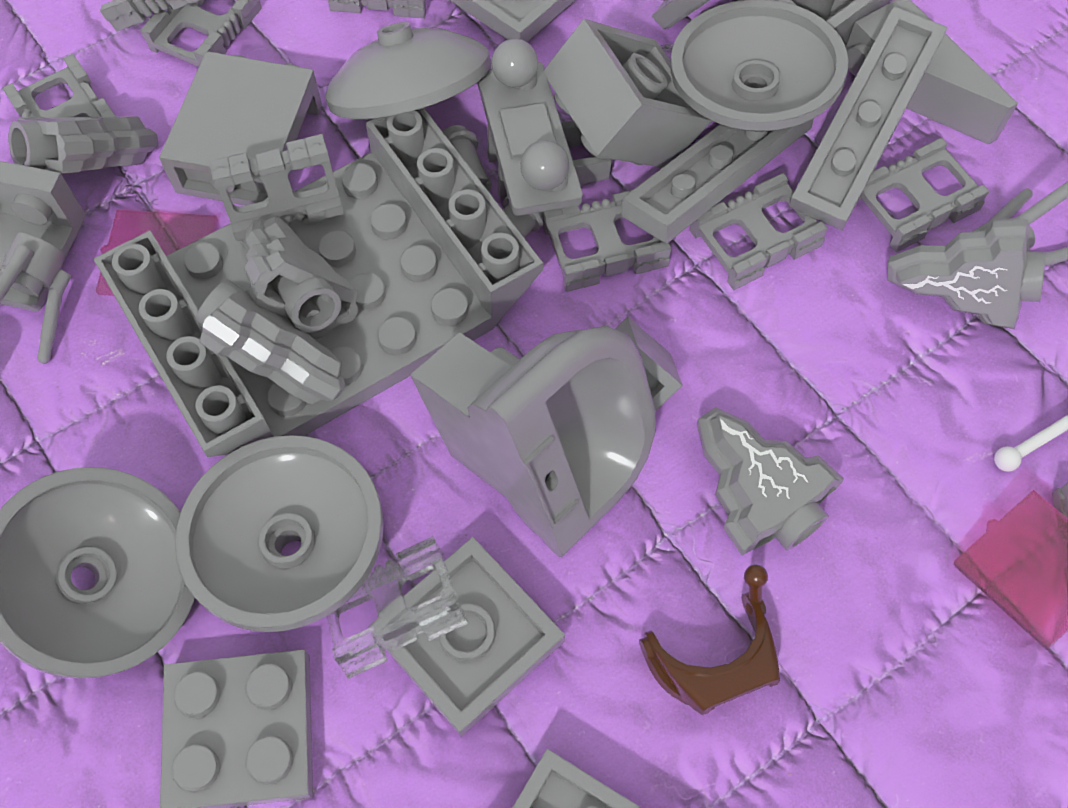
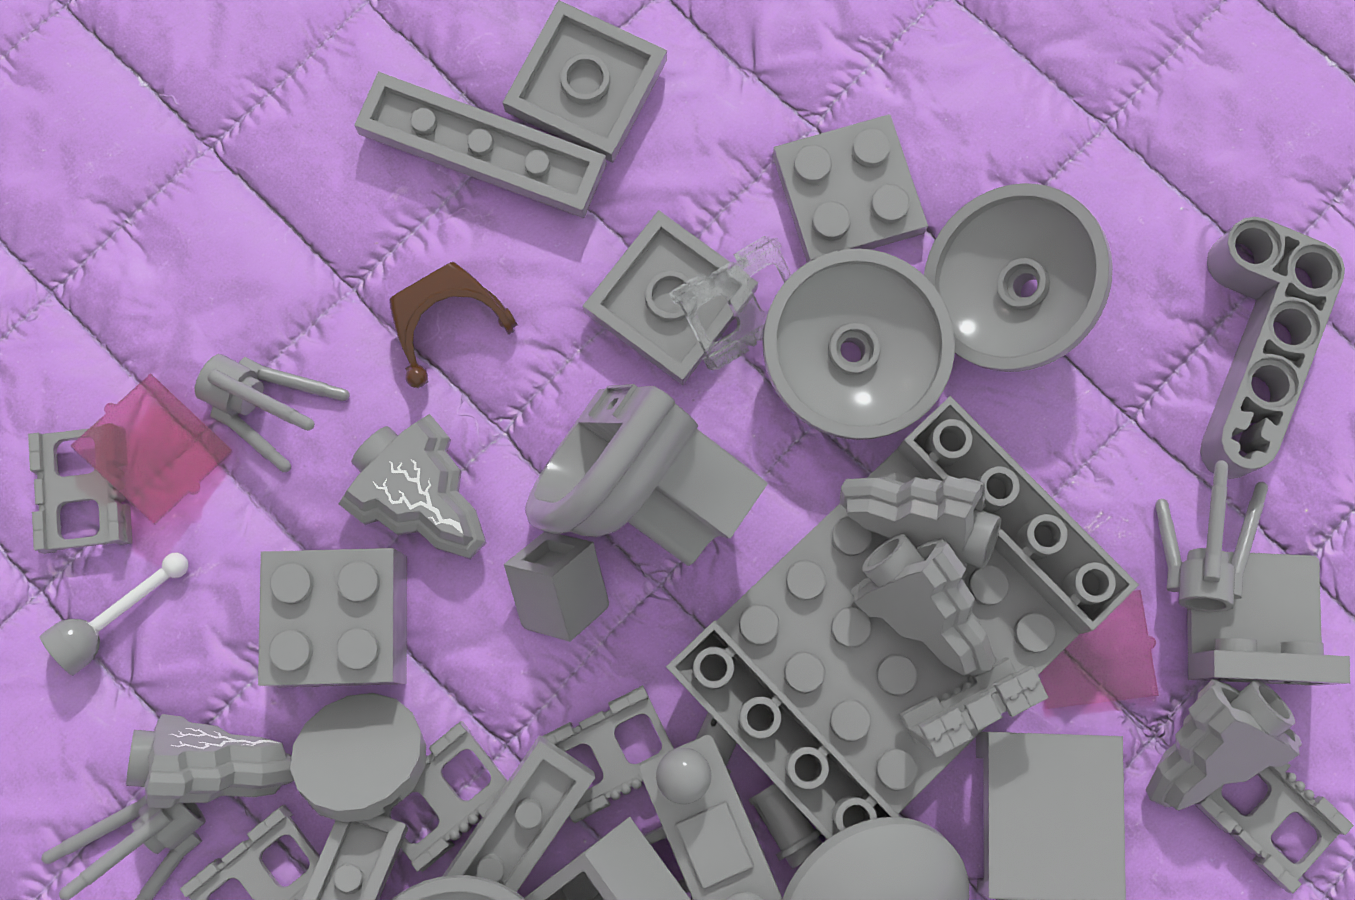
camera: 170 degrees right, 15 degrees up
(831, 255) = (358, 757): none -> light grey tile
(852, 372) = (333, 618): none -> light grey brick
(954, 615) = (237, 389): none -> light grey plant

